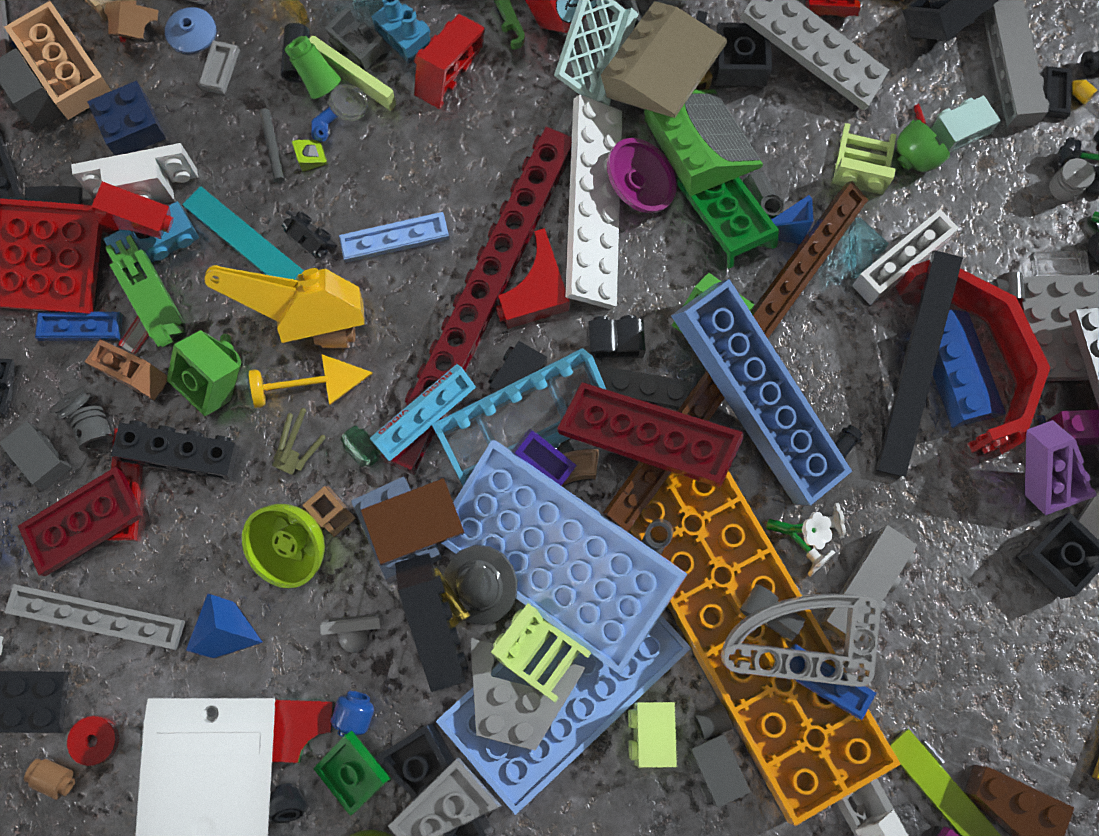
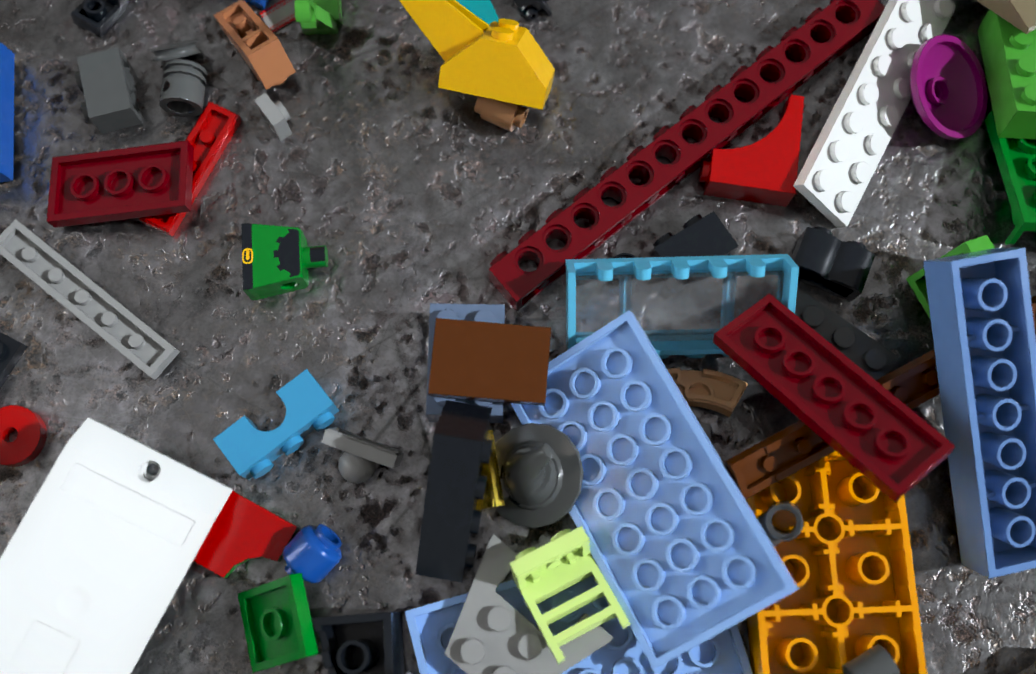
camera: 25 degrees right, 0 degrees up
(169, 416) = (274, 115): none -> light grey plate
(175, 451) = (261, 155): black brick -> none
(204, 370) = (337, 80): bright green piece -> none
(221, 629) = (213, 380): blue slope -> none
(222, 520) = (277, 260): none -> green torso
(275, 664) = (255, 450): none -> dark azure arch
(283, 545) = (329, 317): lime piece -> none
(286, 458) = (380, 222): olive plant -> none
(286, 804) = (186, 620): black cone -> none
(329, 511) = (394, 302): medium nougat brick -> none
(339, 379) = (483, 159): yellow piece -> none
(360, 447) = (471, 248): clear green brick -> none
(393, 237) = (621, 32): light blue tile -> none
(423, 412) = (562, 240): medium azure plate -> none
(544, 457) = (682, 360): dark purple piece -> none
(815, 532) = (985, 616): white plant -> none

